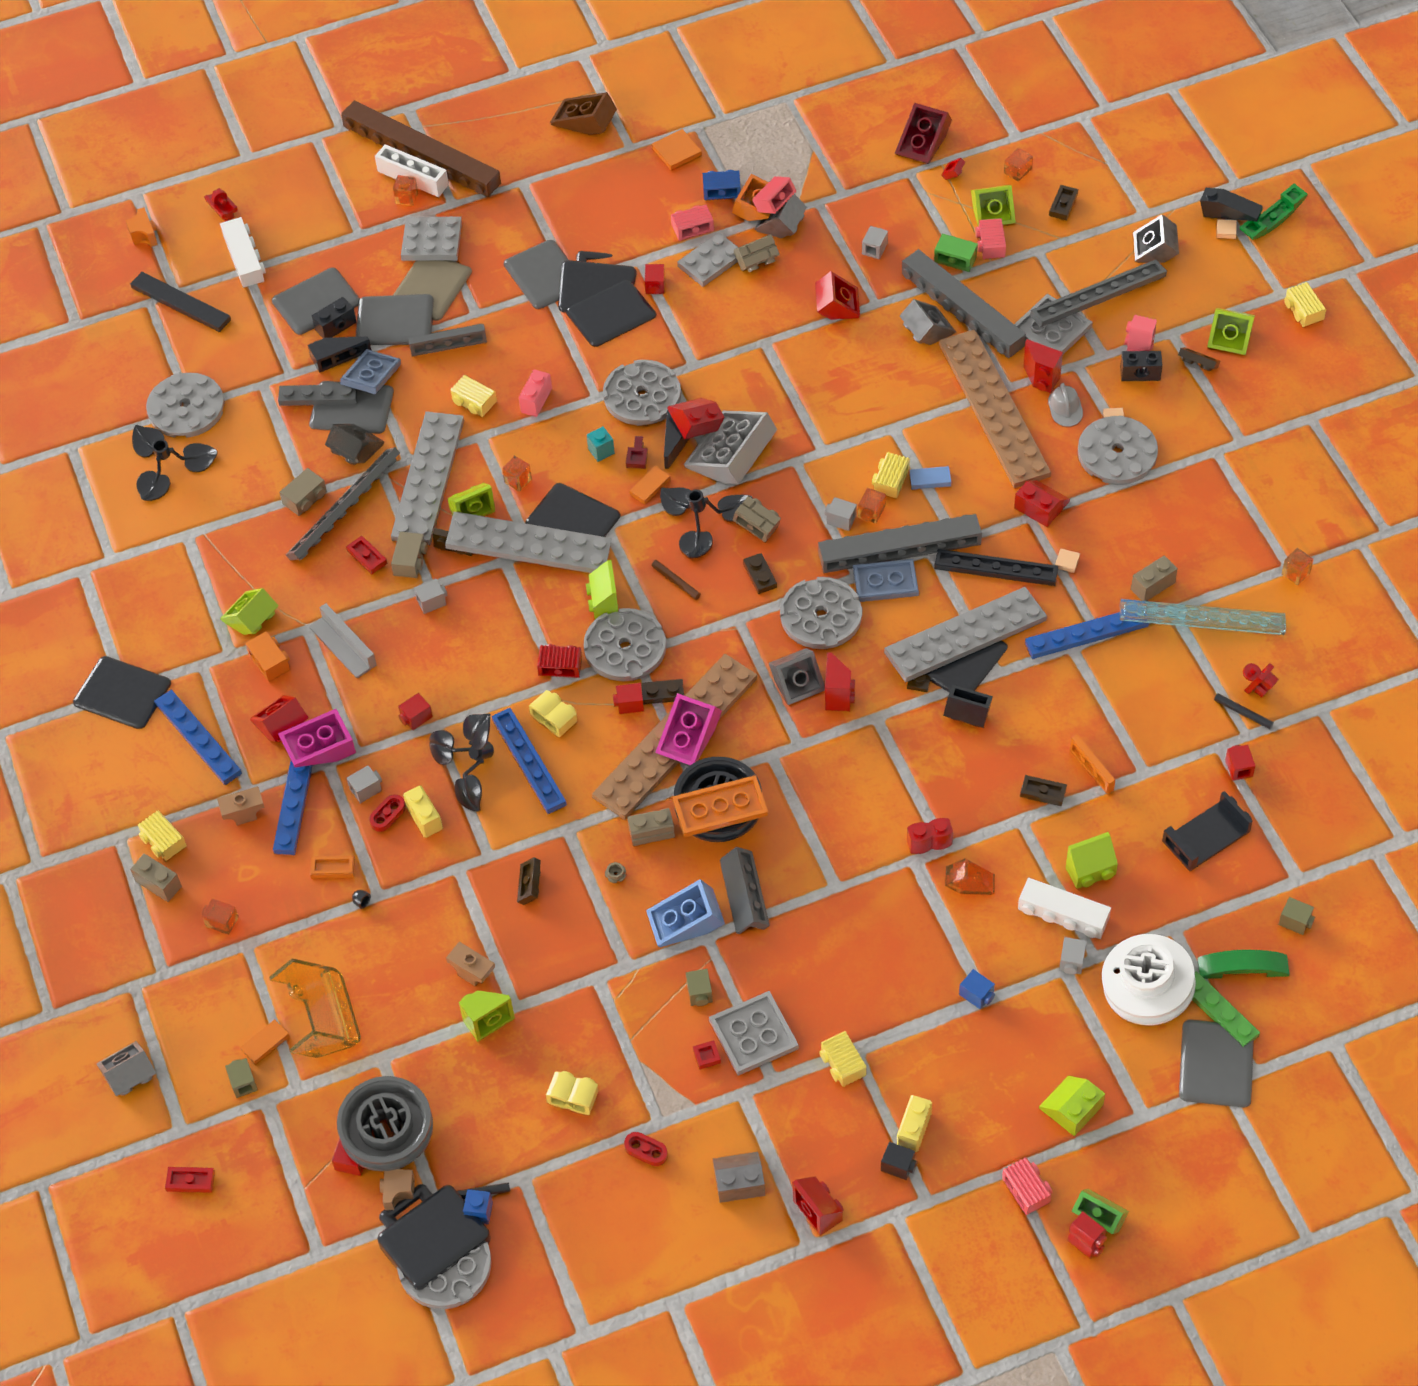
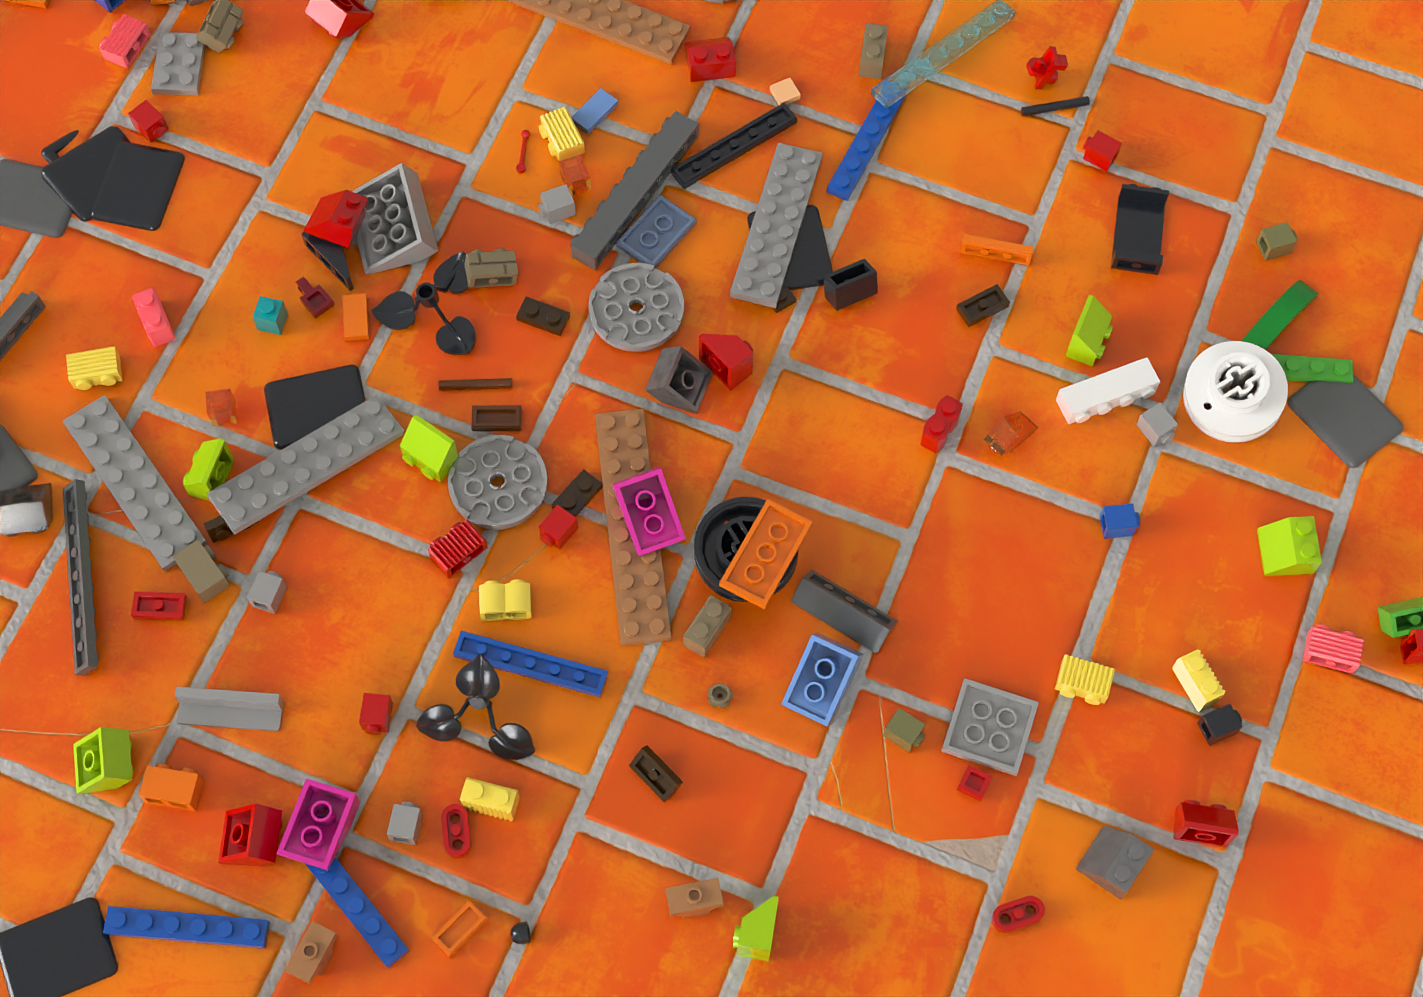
camera: 50 degrees left, 10 degrees up
(303, 492) = (26, 598): dark tan brick -> none
(572, 1092) = (905, 926): light yellow brick -> none
(648, 408) = (249, 214): light grey plate -> none
(666, 609) = (496, 418): none -> reddish brown tile
(846, 476) = (521, 167): none -> red hinge

